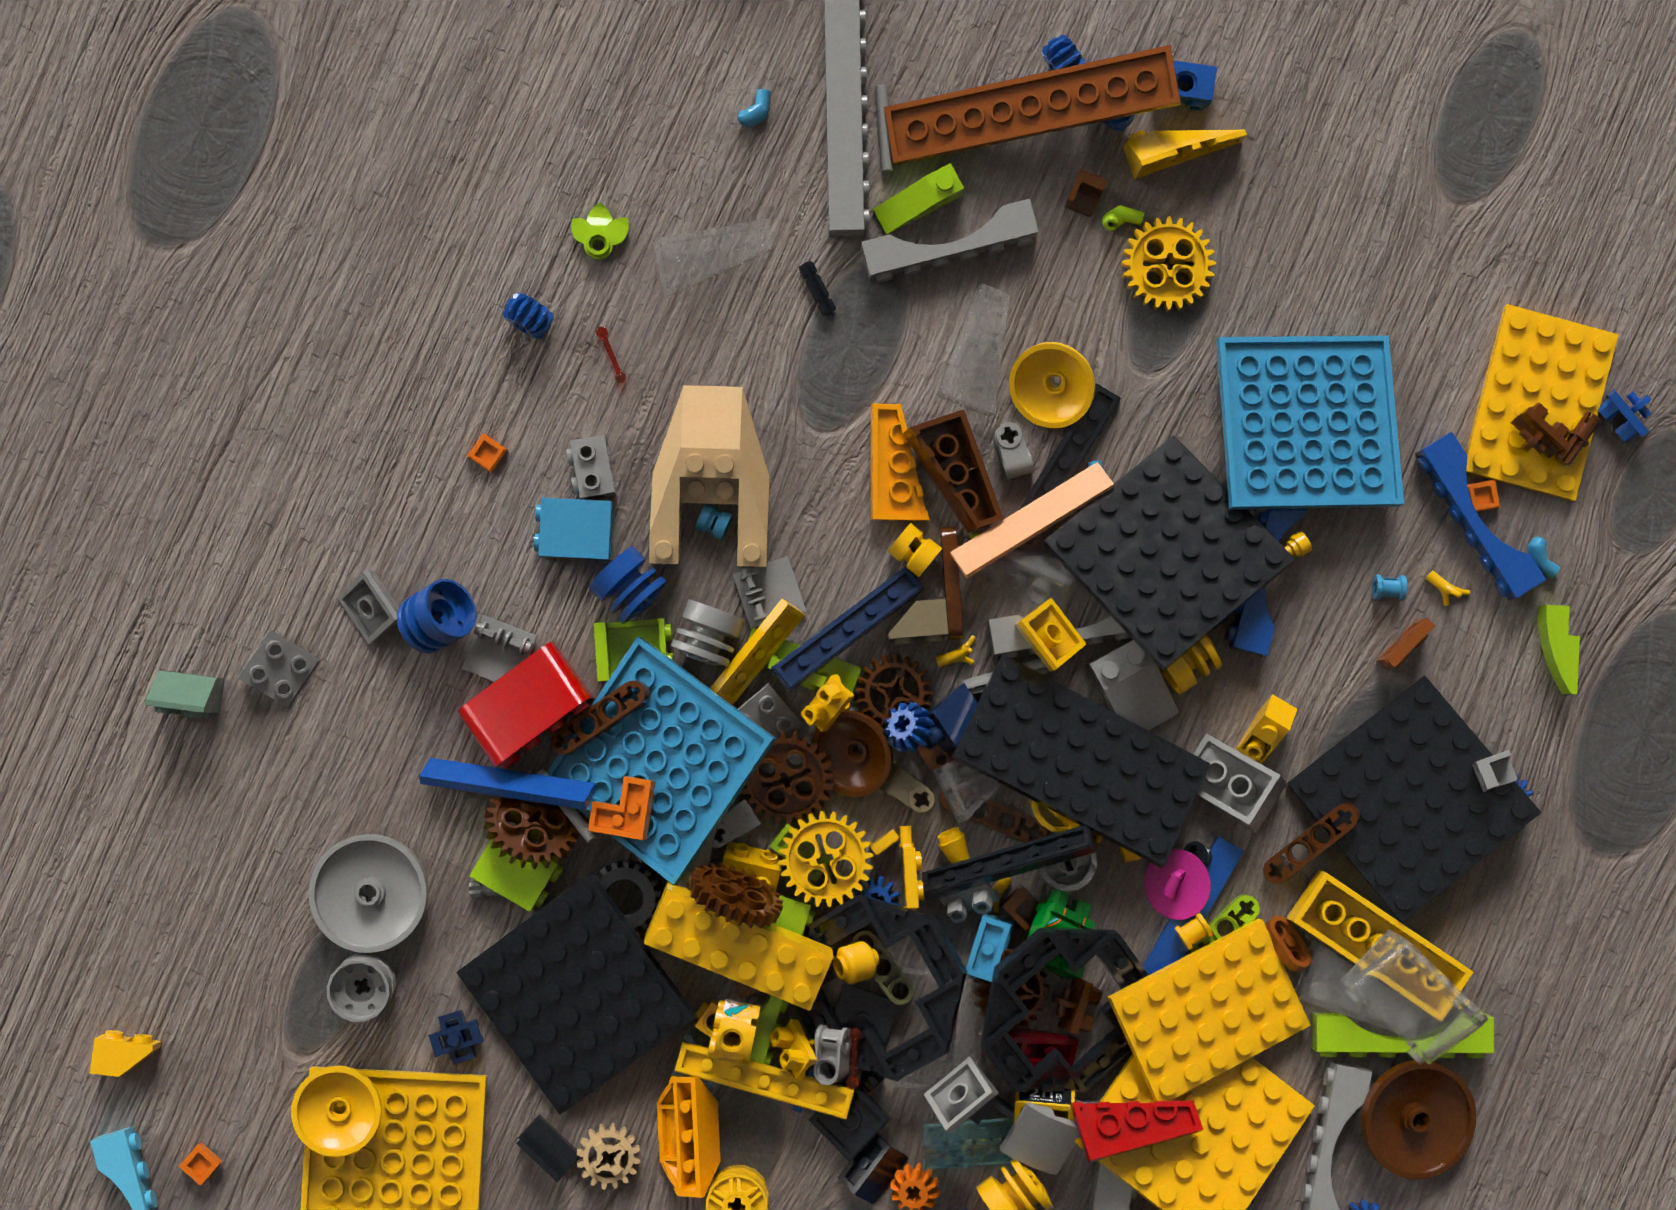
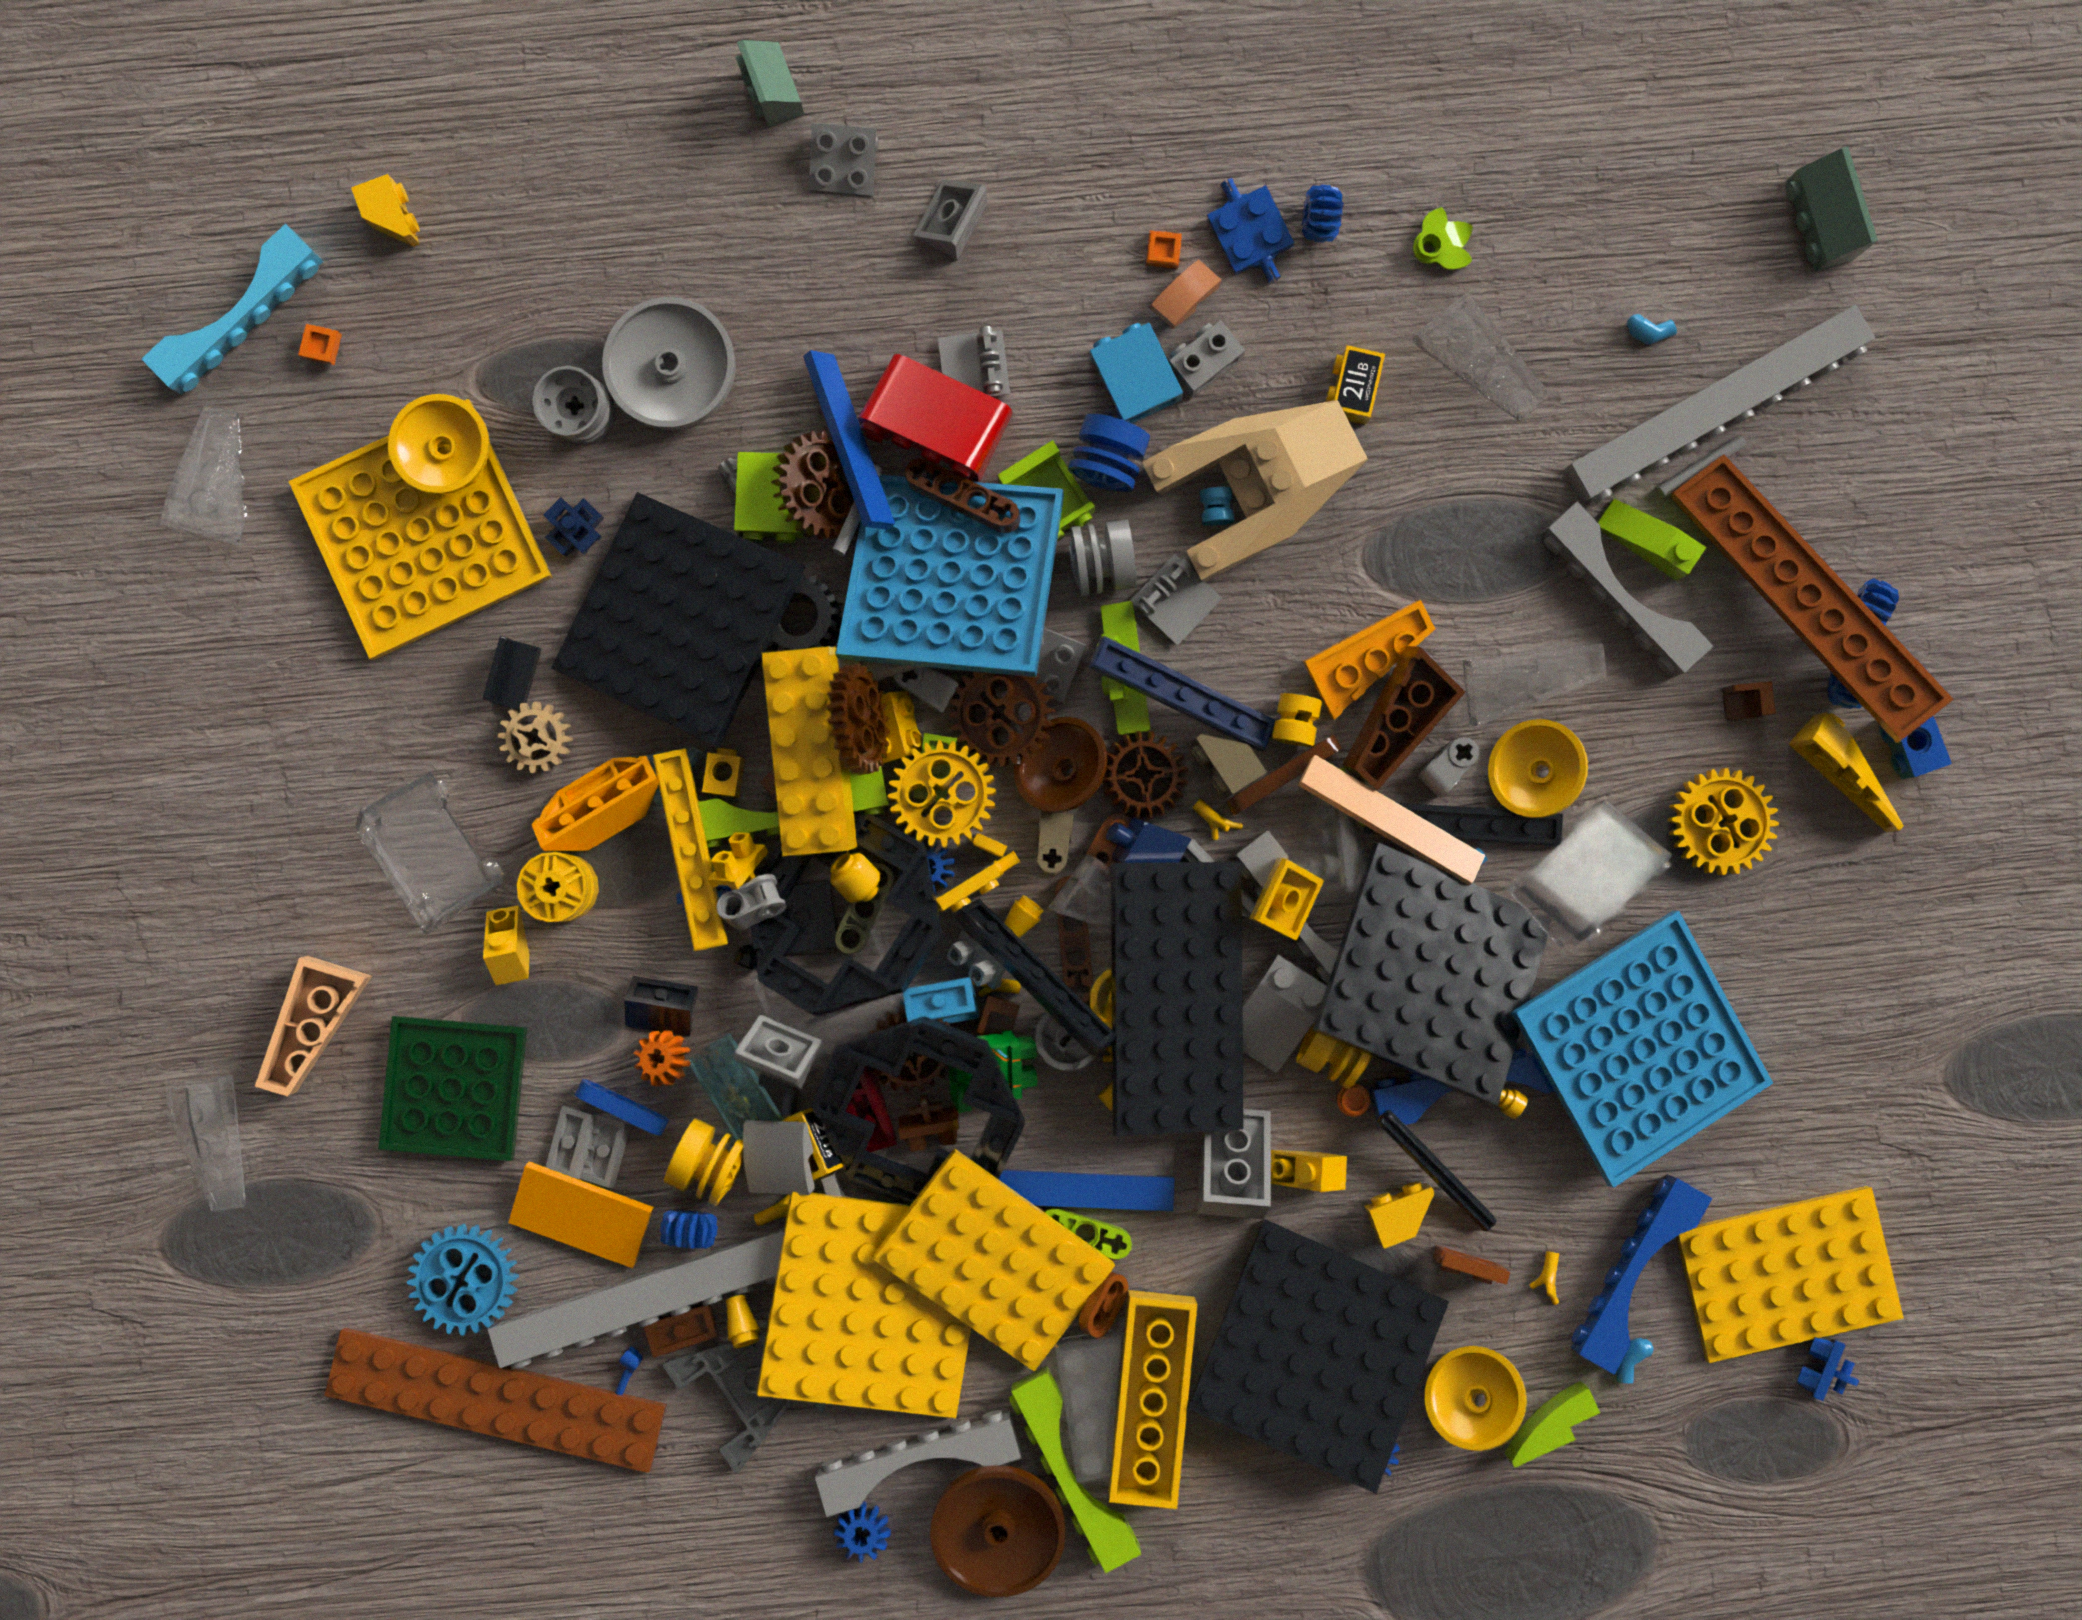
camera: 65 degrees right, 0 degrees up
(436, 616) = (976, 281): blue wheel -> none
(509, 377) = (1250, 230): none -> blue plate
(532, 455) = (1185, 293): none -> nougat slope
(602, 333) = (1343, 299): clear red hinge -> none
(631, 816) = (883, 575): orange plate -> none
(675, 361) = (1356, 382): none -> brick
(736, 1031) = (722, 792): yellow brick -> none
(757, 651) = (1112, 616): yellow plate -> none
(817, 288) = (1504, 485): black axle -> none
(827, 704) = (1097, 713): yellow hips -> none
(853, 1081) = (735, 938): clear red hinge -> none
(862, 1124) = (694, 970): black plate -> none
(908, 727) = (1117, 805): blue gear -> none
(1081, 1164) = (776, 1211): none -> yellow bar
(1120, 215) = (1744, 748): lime arm -> none
(1129, 1126) = (831, 1232): red wing -> none
(1156, 390) = (1589, 875): none -> clear windscreen
(1179, 887) = (1103, 1163): dark pink shield -> none
(1193, 931) = (1066, 1202): yellow bush -> none
(1206, 856) = (1141, 1175): black bush -> none
(1232, 664) = (1353, 1101): none -> orange plate
(1311, 843) = (1218, 1273): reddish brown beam -> none
(1319, 630) = (1436, 1170): none -> black axle
(1338, 678) = (1399, 1215): none -> yellow slope
(1389, 587) = (1518, 1219): dark azure bush -> none
(1412, 998) = (1118, 1460): clear windscreen -> none
(1484, 495) = (1663, 1267): orange tile -> none
(1495, 771) = (1392, 1423): light grey panel -> none
(1498, 711) = (1452, 1395): none -> yellow dish
(1538, 432) = (1761, 1289): reddish brown hips -> none
(1578, 438) = (1775, 1331): reddish brown axle -> none

